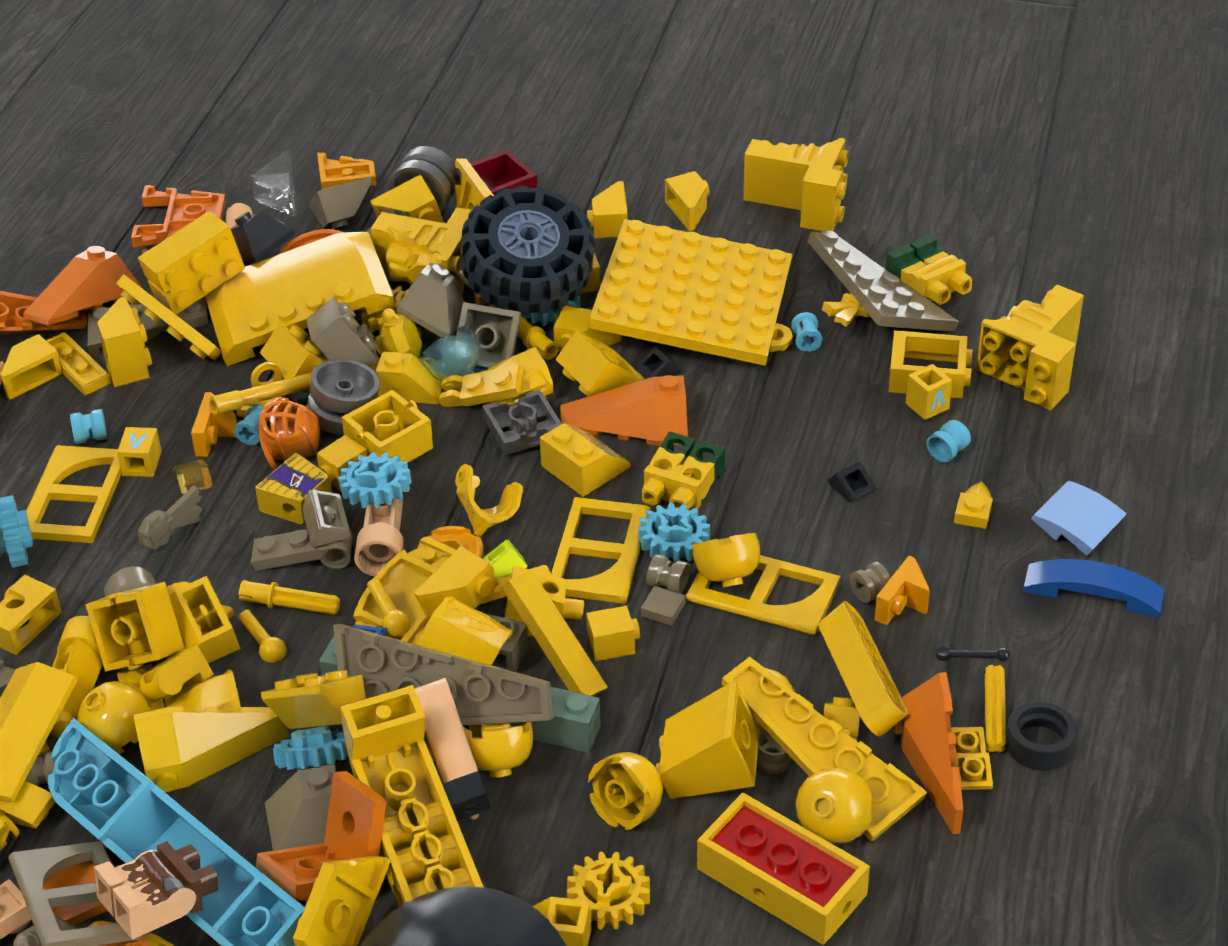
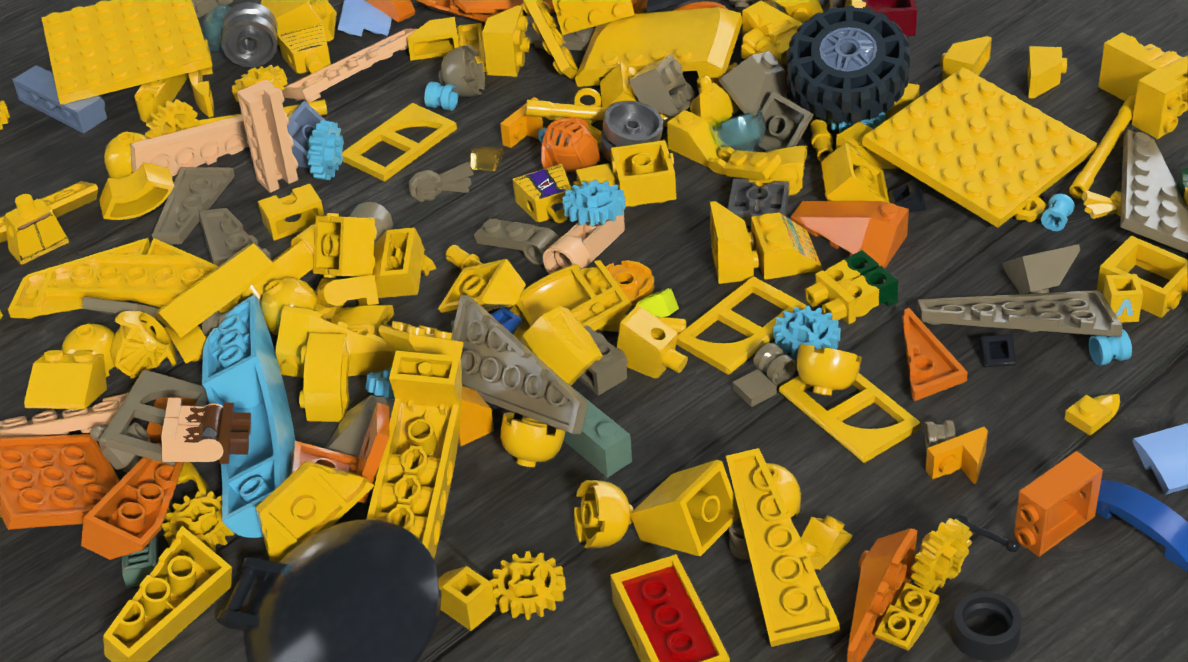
camera: 35 degrees right, 0 degrees up
(94, 391) = (462, 70): none -> dark tan cylinder
(139, 452) = (460, 126): yellow brick -> none
(226, 773) = (325, 377): none -> yellow brick
(271, 648) = (439, 290): yellow bar -> none
(321, 606) = (489, 284): none -> yellow slope
(325, 518) = (543, 219): dark tan slope -> none
(394, 620) = (533, 311): yellow bar -> none
(452, 751) = (472, 459): light nougat piece -> none
(460, 576) = (590, 302): yellow slope -> none
(485, 518) = (664, 263): yellow helmet -> none
(543, 481) = (731, 246): none -> yellow slope
(554, 635) = (636, 374): yellow slope -> none
(612, 633) = (692, 391): yellow brick -> none
(803, 290) = (1086, 176): none -> yellow piece
(805, 517) = (929, 362): none -> orange wing
(834, 805) = (748, 599): yellow cylinder -> none
(836, 391) = (1040, 270): none -> dark tan slope
(863, 669) = (866, 503): yellow beam -> none
(873, 428) = (1052, 312): none -> dark tan wing
(967, 687) = (941, 555): none -> yellow gear
(995, 708) = (966, 584): yellow axle -> none
(1023, 599) = (1056, 503): none -> orange window

